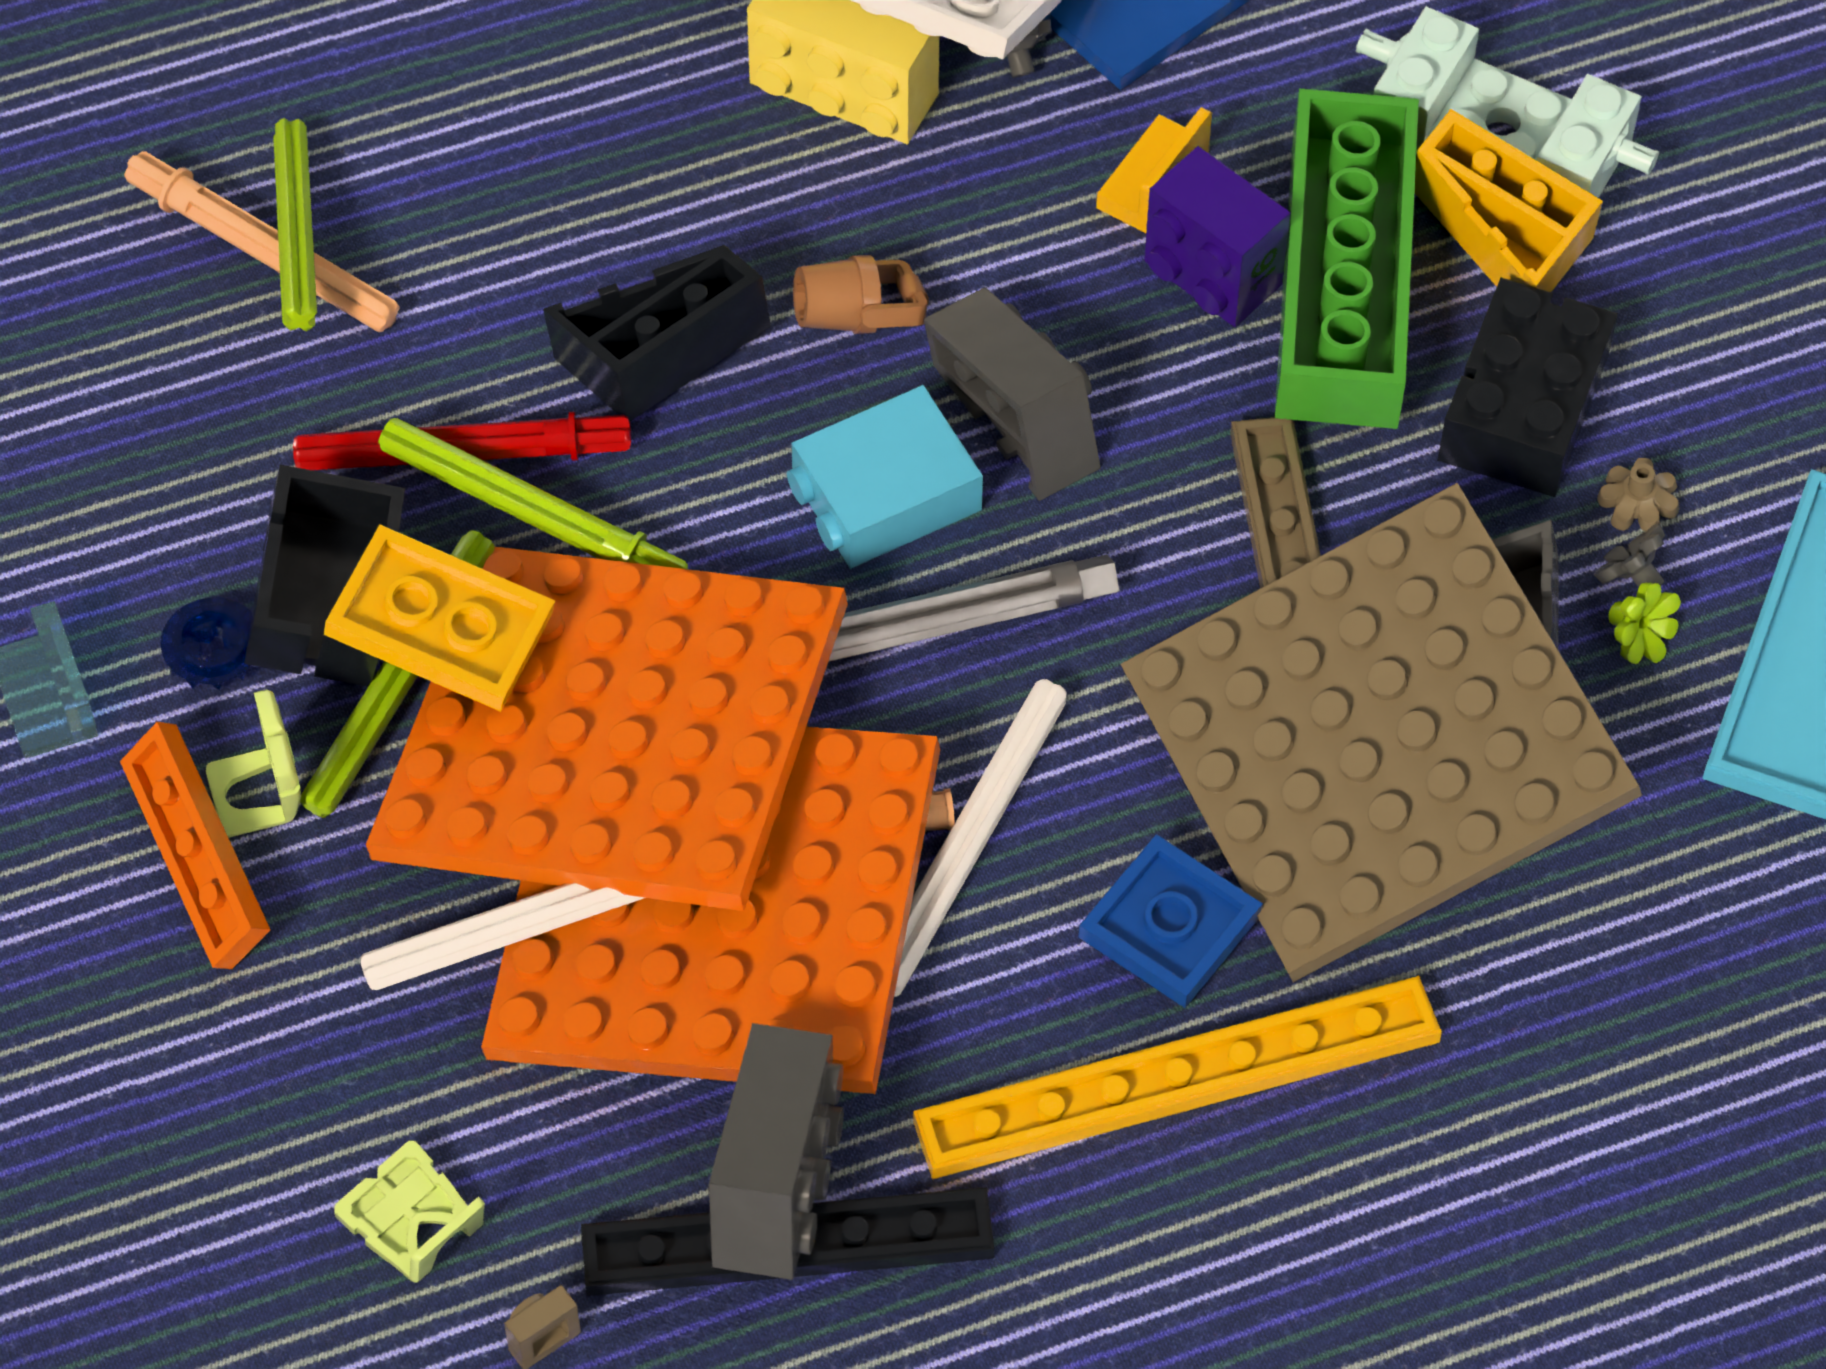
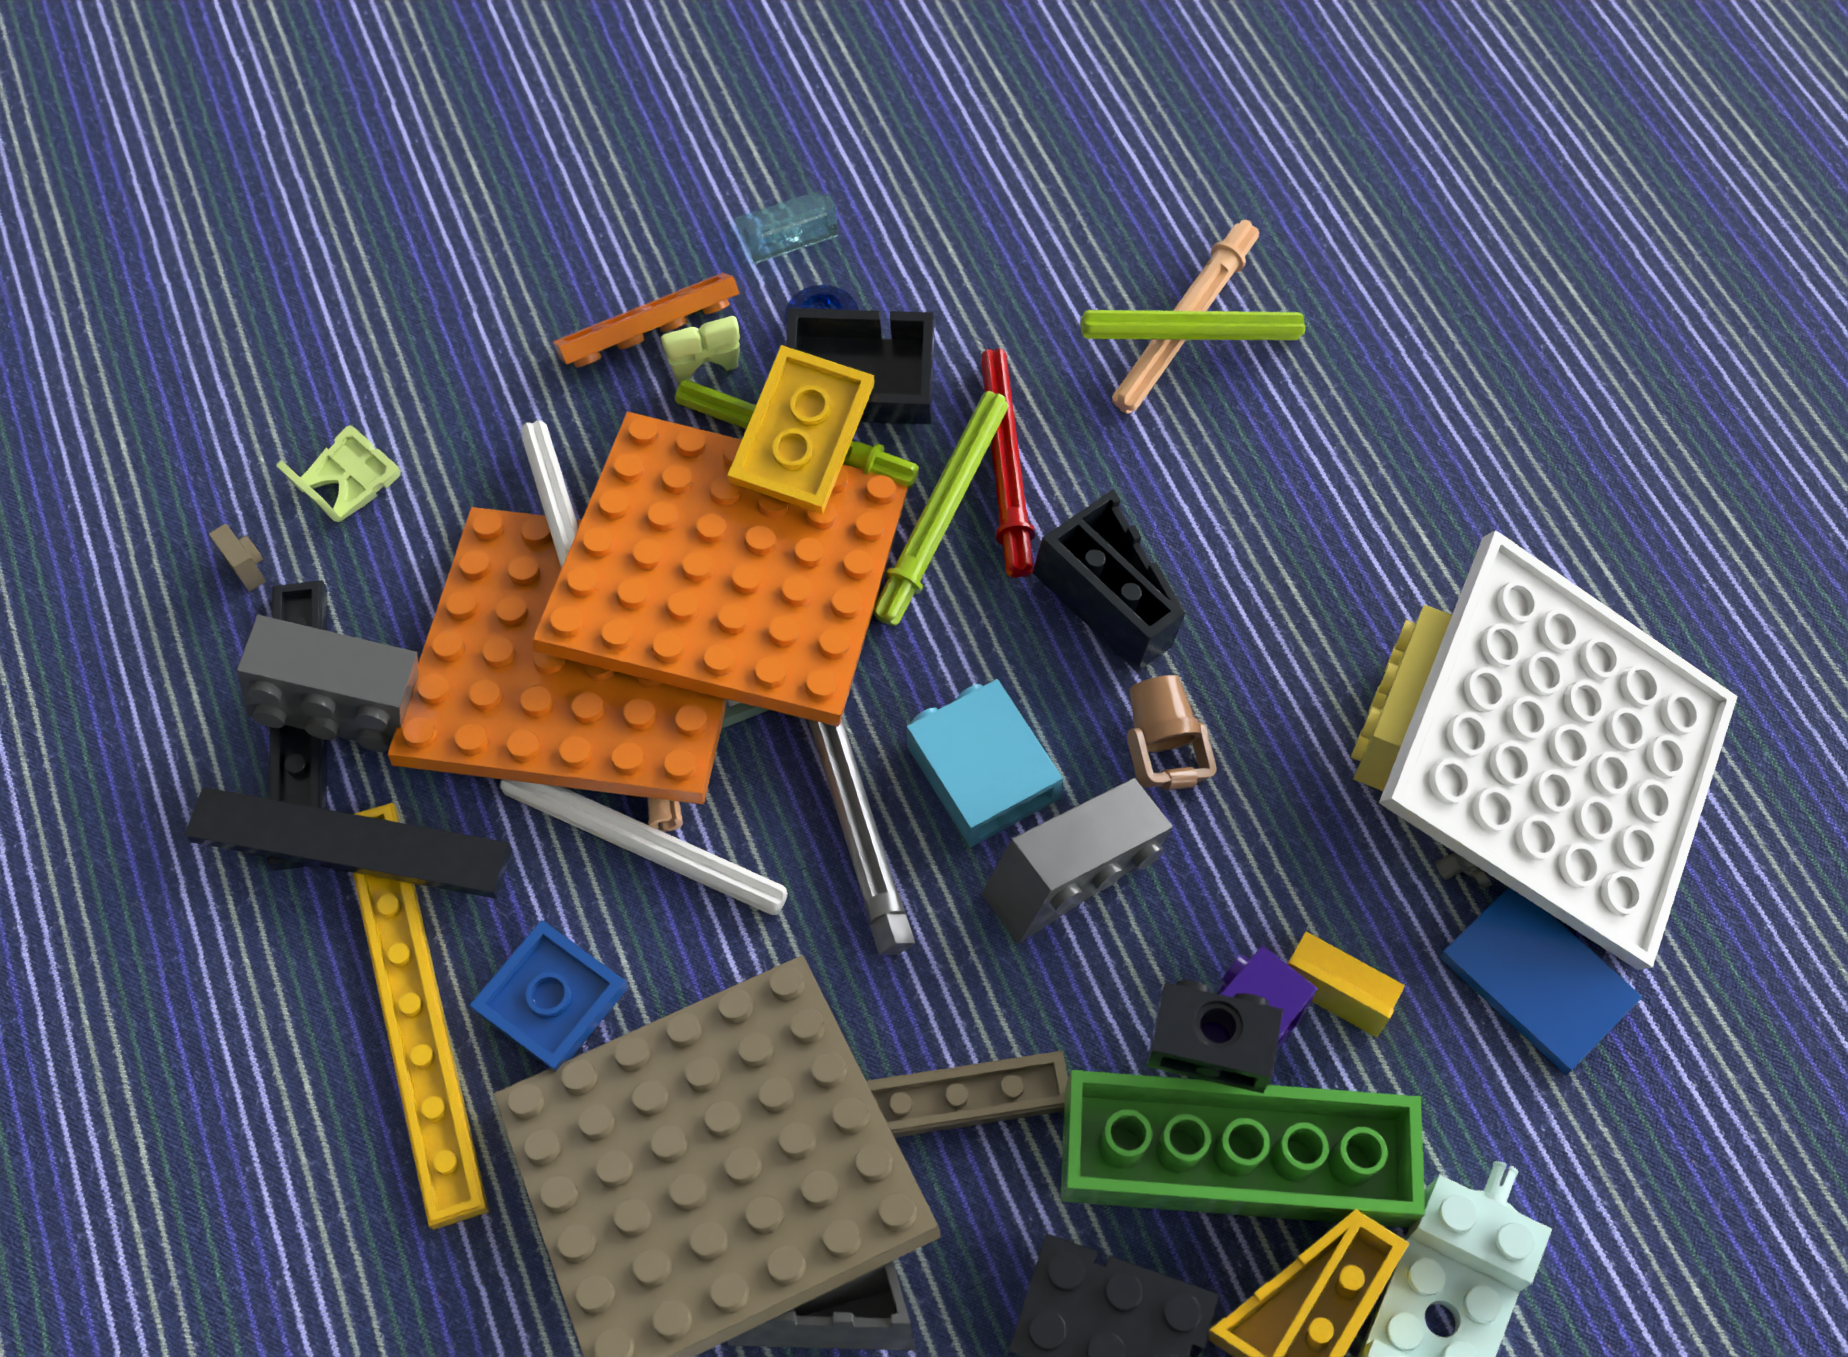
camera: 90 degrees right, 5 degrees up
(973, 1148) = (349, 842): none -> black tile
(1261, 221) = (1183, 1049): none -> black brick

